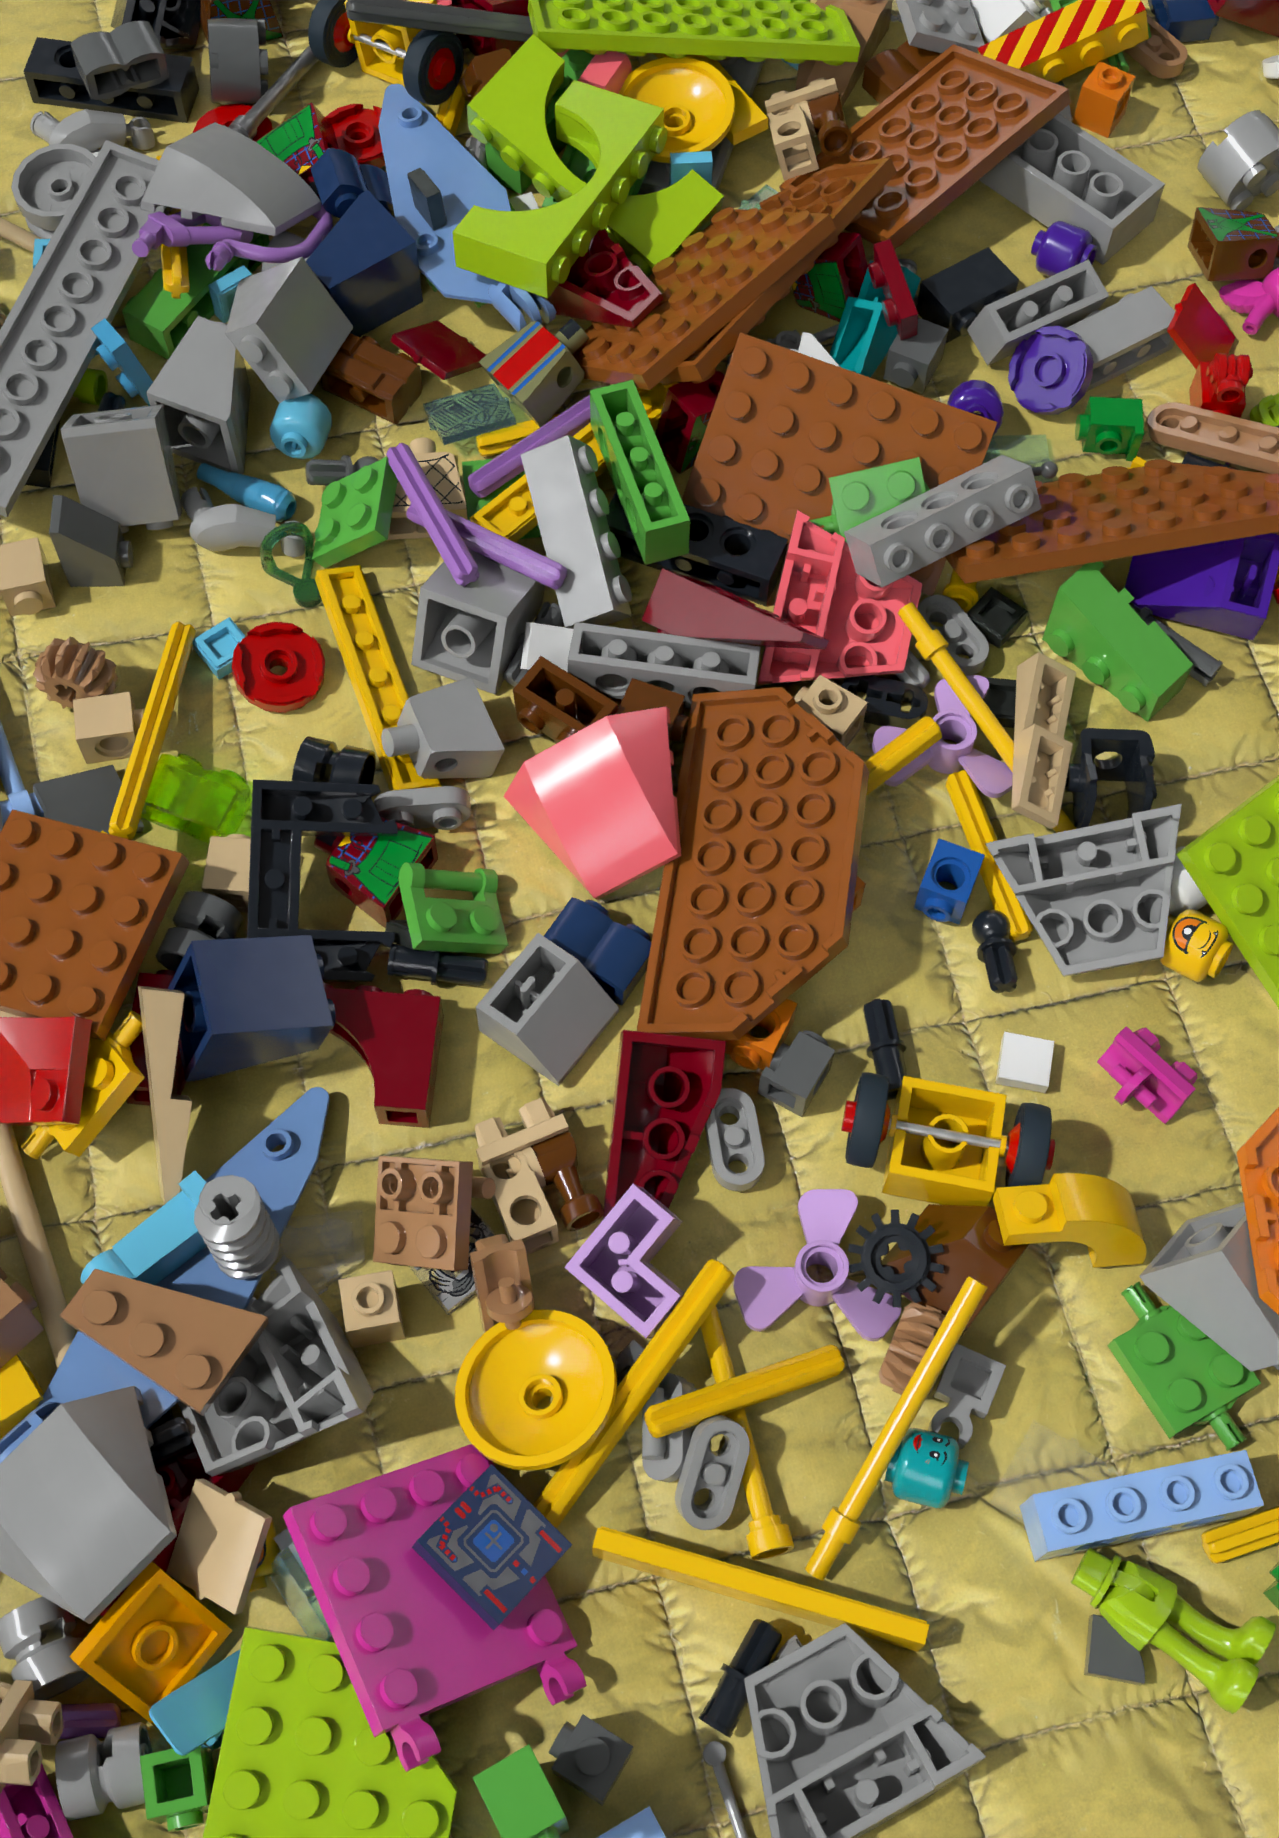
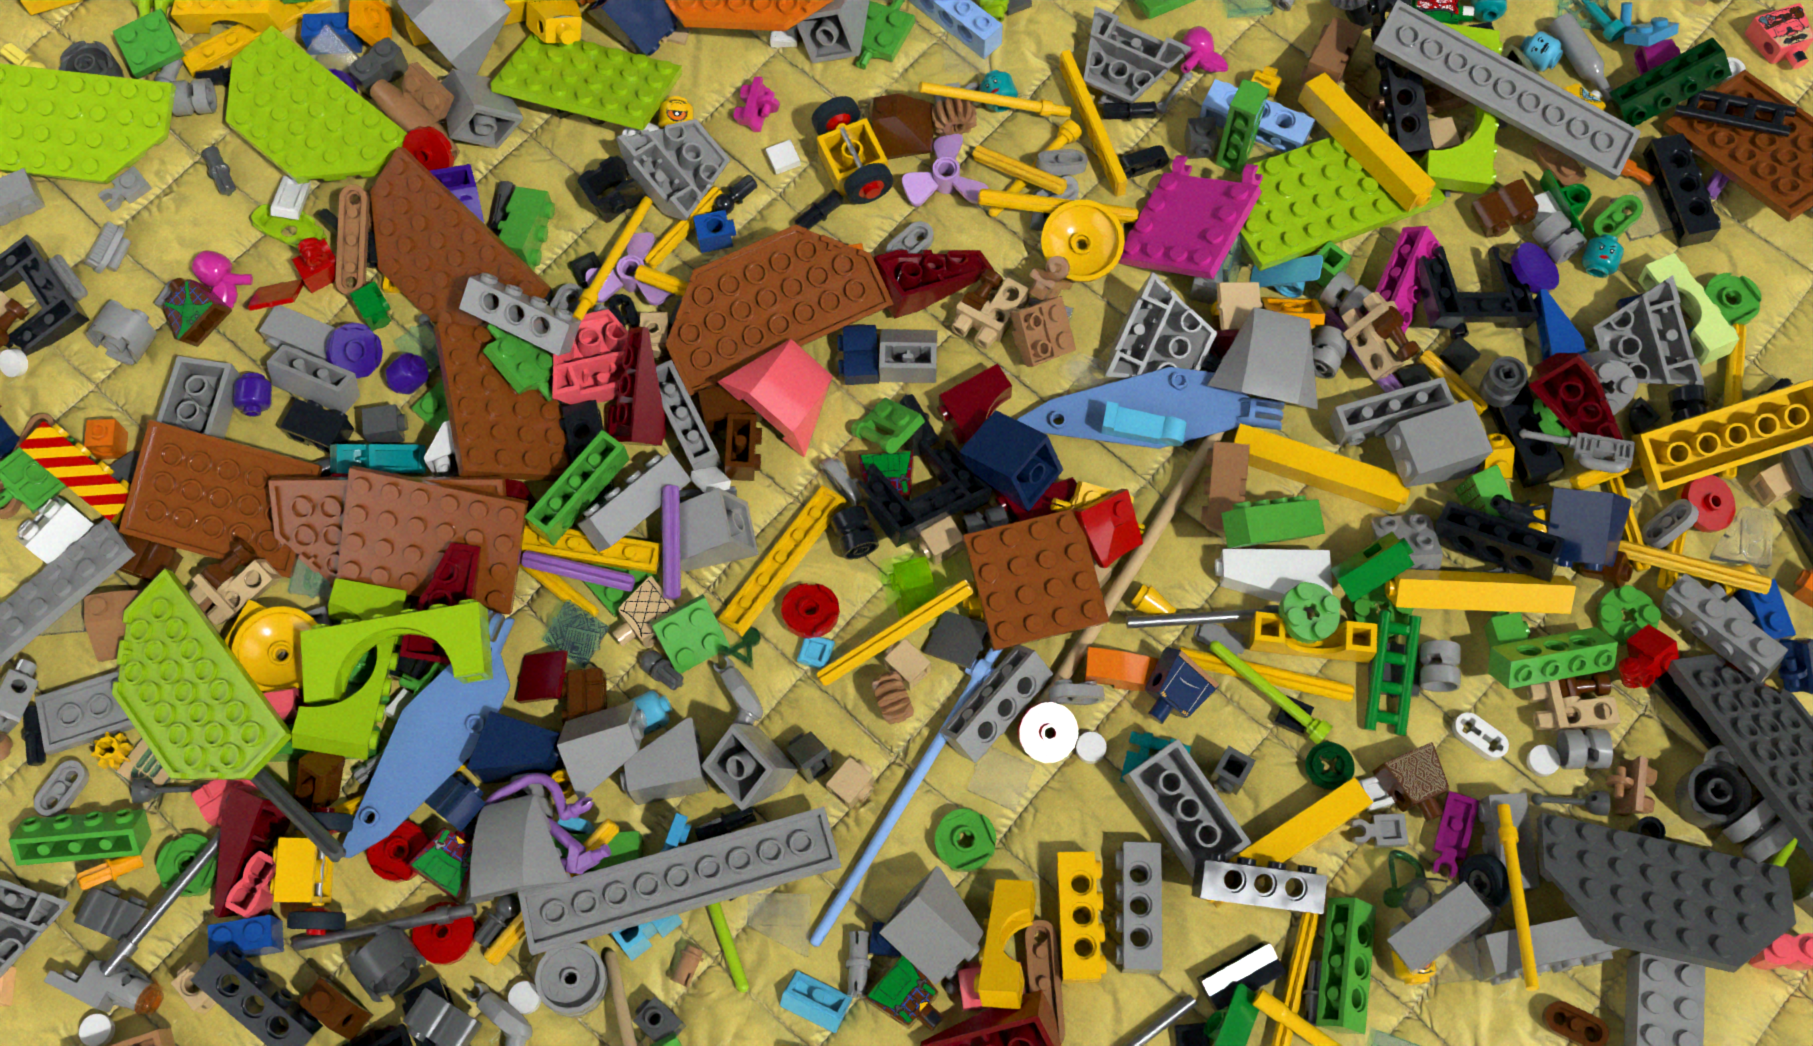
camera: 120 degrees left, 5 degrees up
(166, 1335) = (1182, 375): medium nougat wedge -> none
(170, 1112) = (1063, 474): tan slope -> none
(236, 1227) = (1115, 382): light grey piece -> none
(251, 491) = (708, 707): dark azure piece -> none
(371, 1309) = (1098, 330): tan brick -> none
(427, 198) = (445, 739): pearl dark grey tile -> none
(433, 514) = (676, 570): medium lavender axle -> none
(446, 733) = (793, 495): light grey torso -> none
(492, 1546) = (1157, 211): dark blue tile -> none
(538, 368) = (530, 600): olive torso -> none
(618, 1258) = (1001, 243): lavender brick -> none
(620, 1621) = (1144, 161): none -> black beam
(684, 162) = (317, 613): medium azure tile -> none
(797, 1072) = (859, 231): dark grey brick -> none
(884, 1276) = (922, 130): black gear -> none
(888, 275) = (355, 441): dark red plate -> none
(1040, 749) = (618, 223): tan slope -> none
(1074, 1210) = (854, 81): yellow arch -> none

